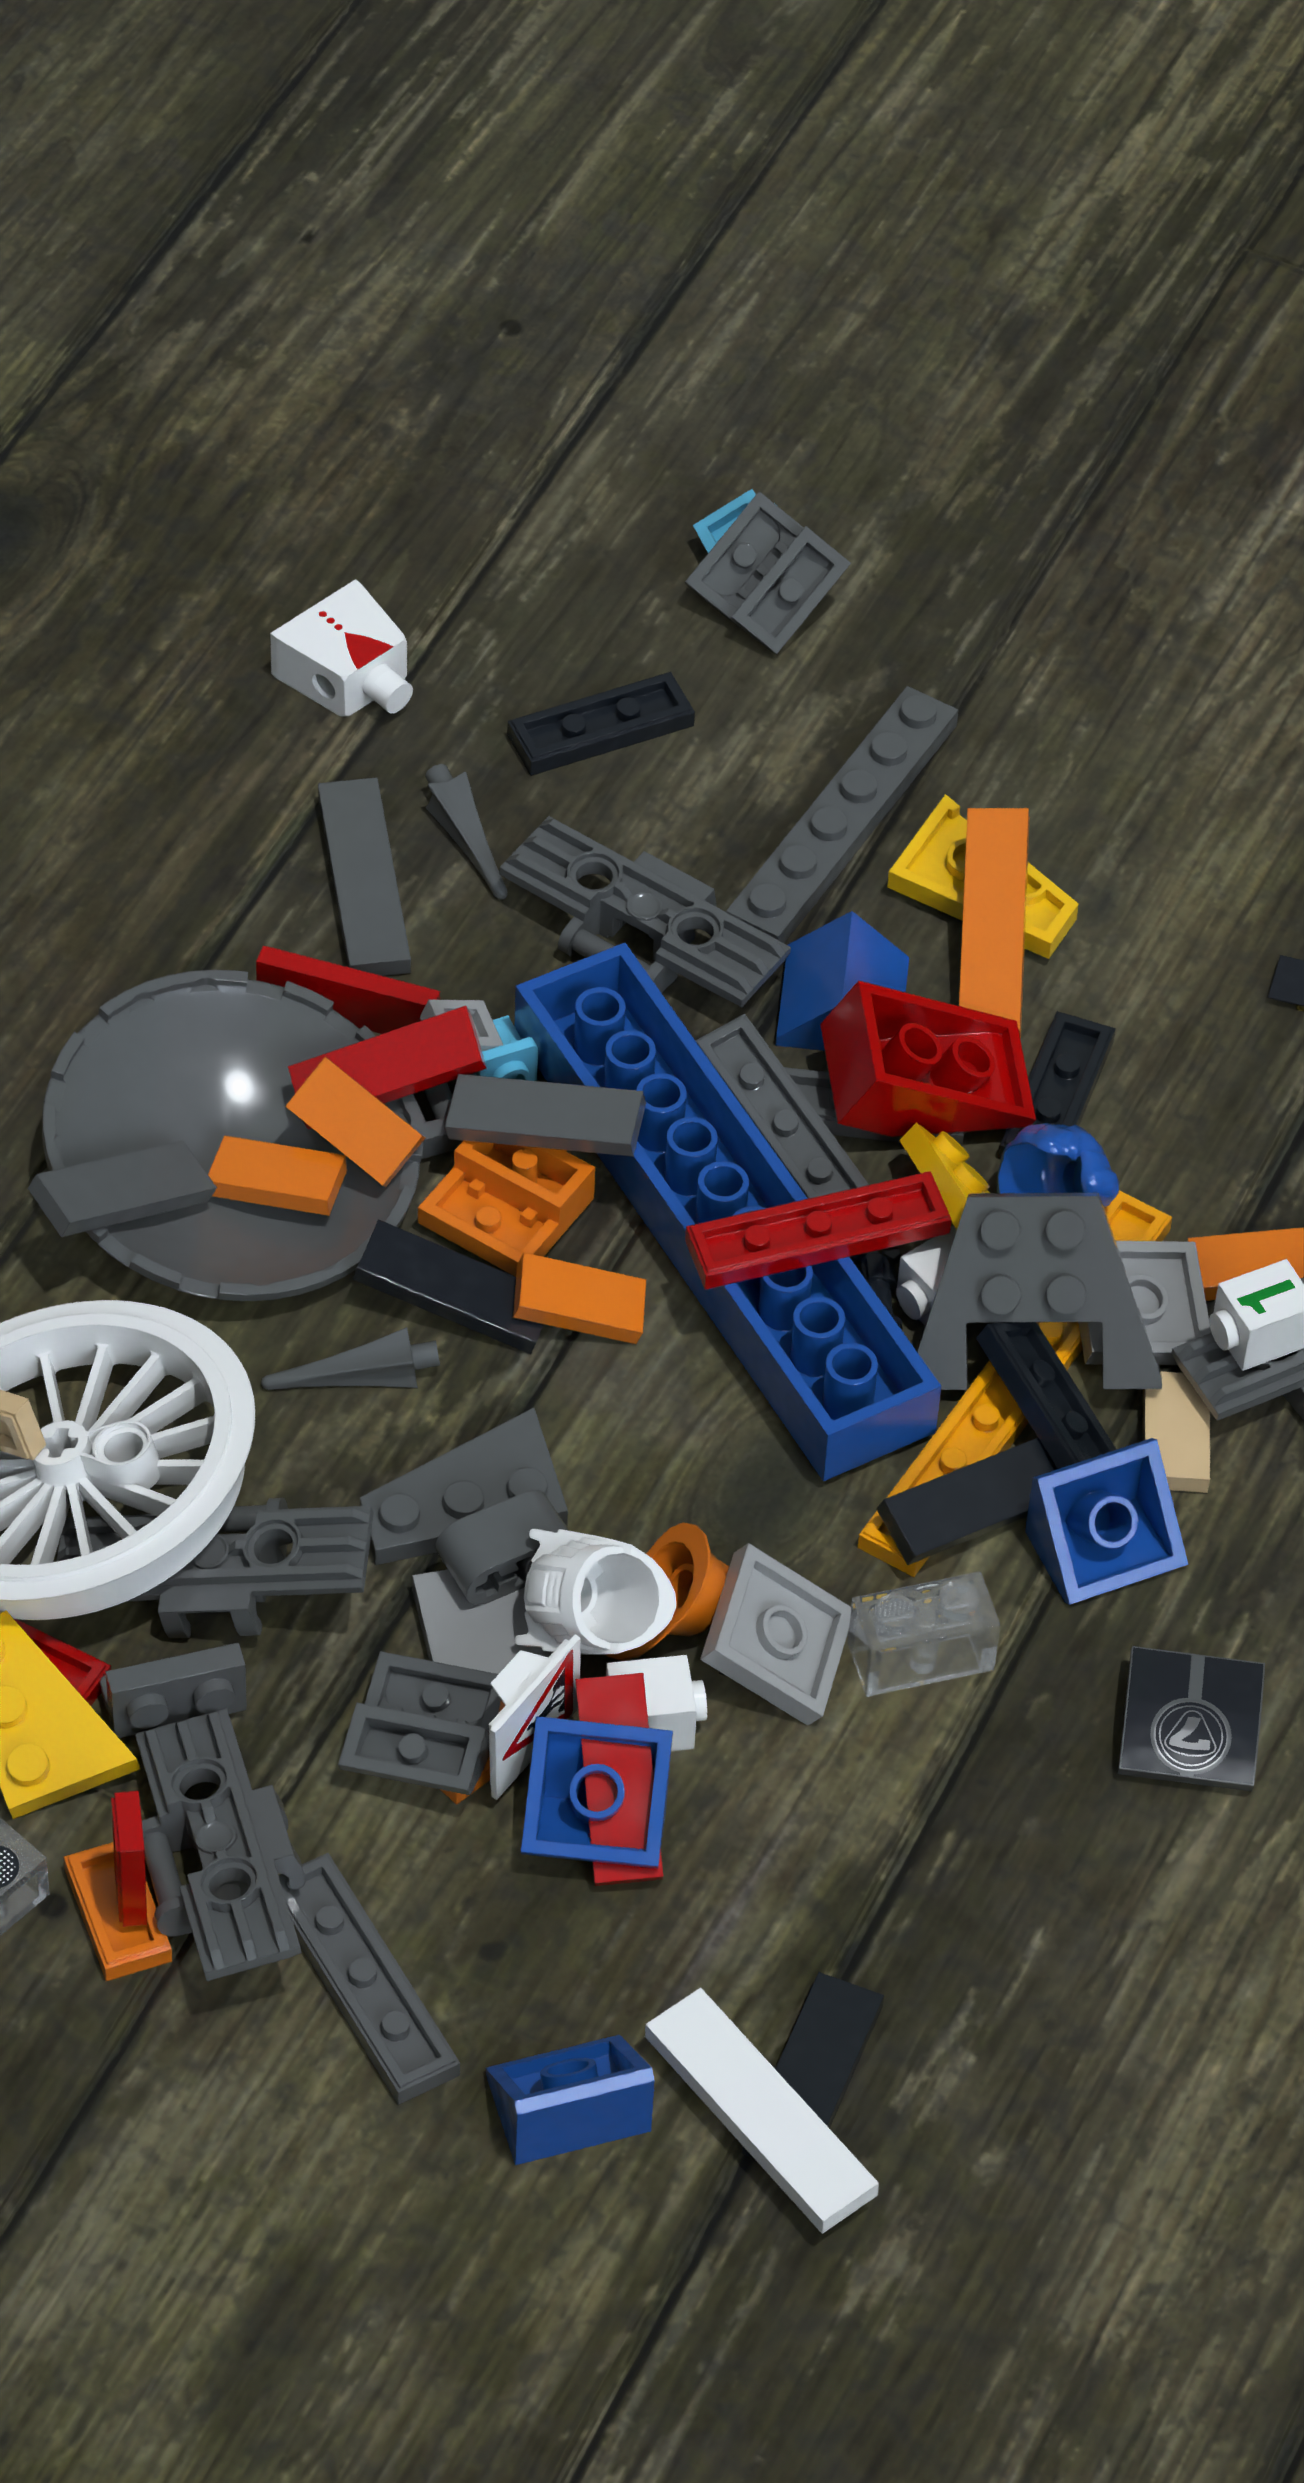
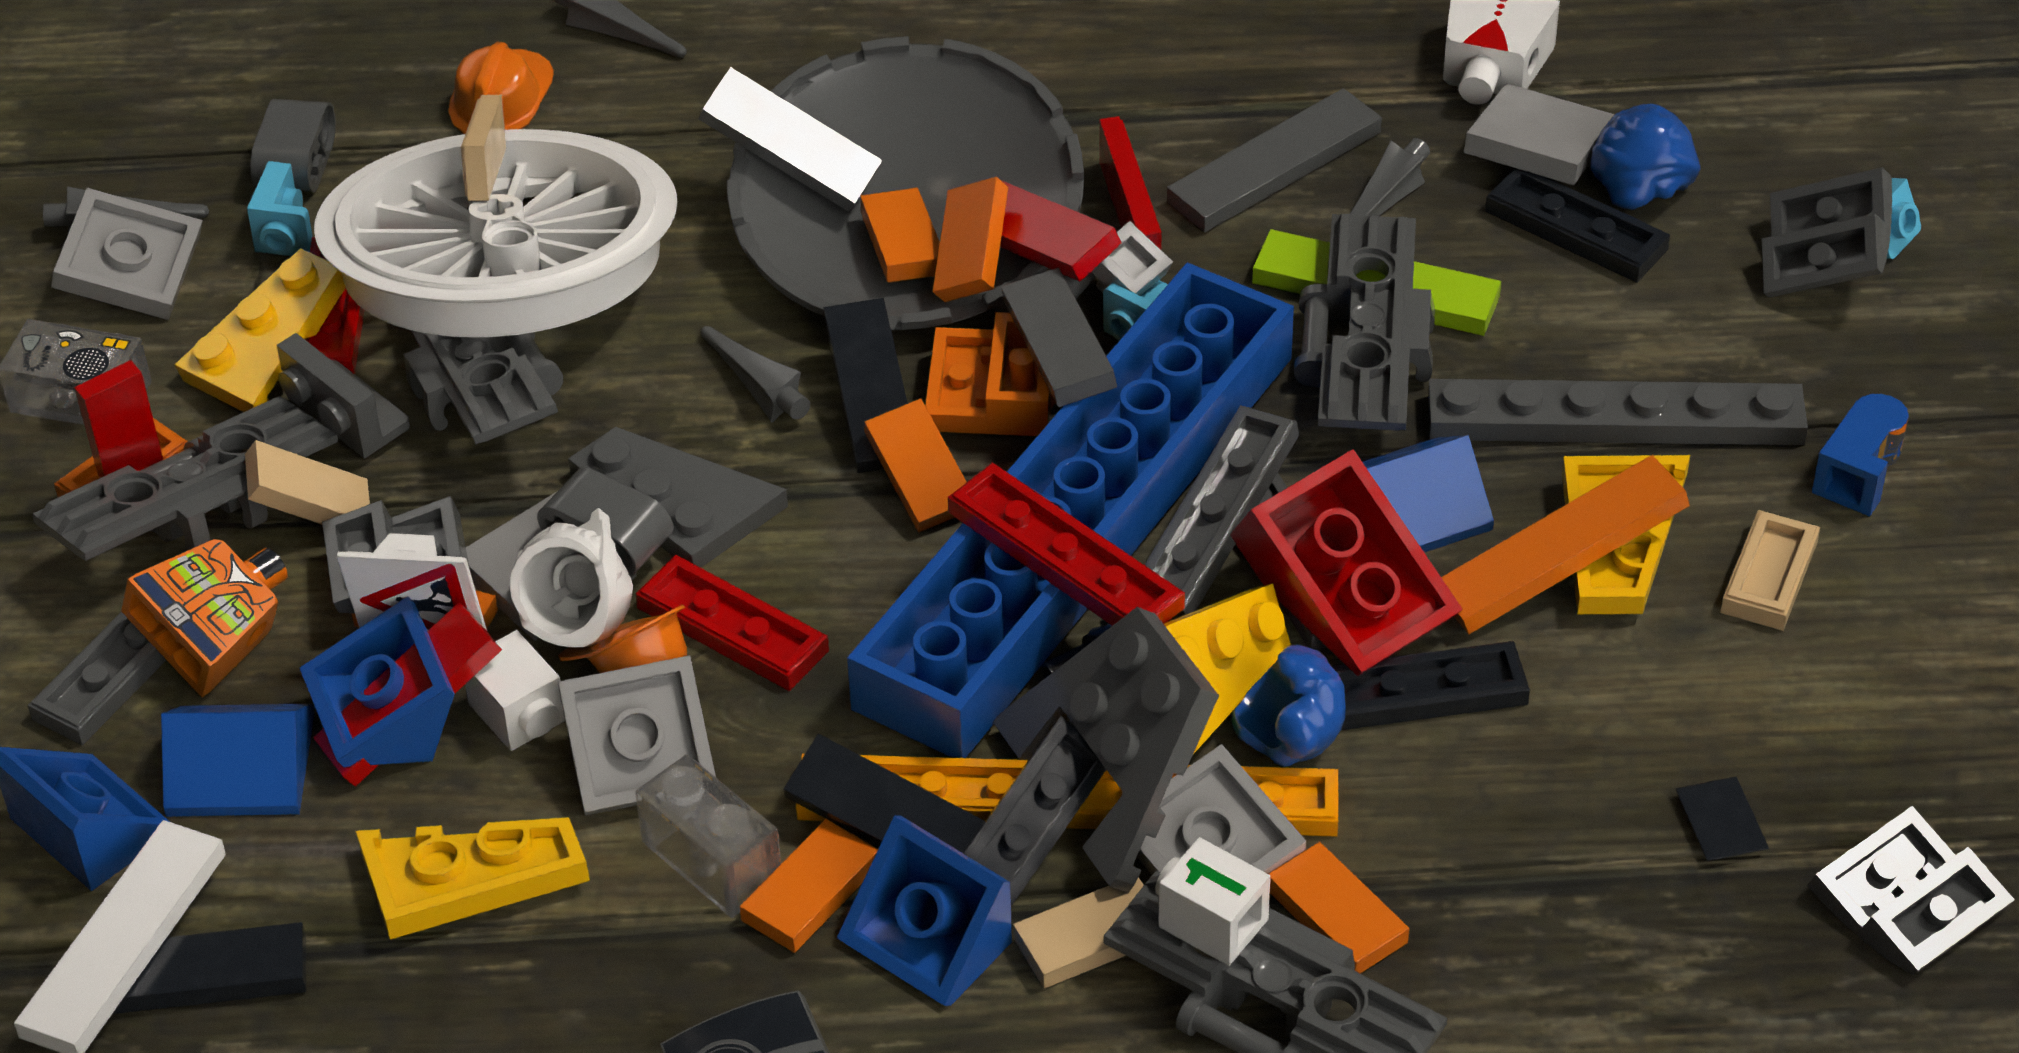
camera: 65 degrees right, 5 degrees down
(290, 1757) = (301, 484): none -> tan tile
(400, 1896) = (205, 608): none -> orange torso
(484, 686) = (1537, 133): none -> light grey tile
(525, 922) = (1459, 298): none -> lime tile
(573, 1947) = (235, 759): none -> blue slope
(576, 636) = (1644, 156): none -> blue hair
(711, 1498) = (734, 622): none -> red tile
(835, 1832) = (456, 876): none -> yellow wing
(1010, 695) = (1859, 451): none -> blue leg
(1021, 1606) = (809, 886): none -> orange tile
(1083, 818) = (1770, 570): none -> tan tile

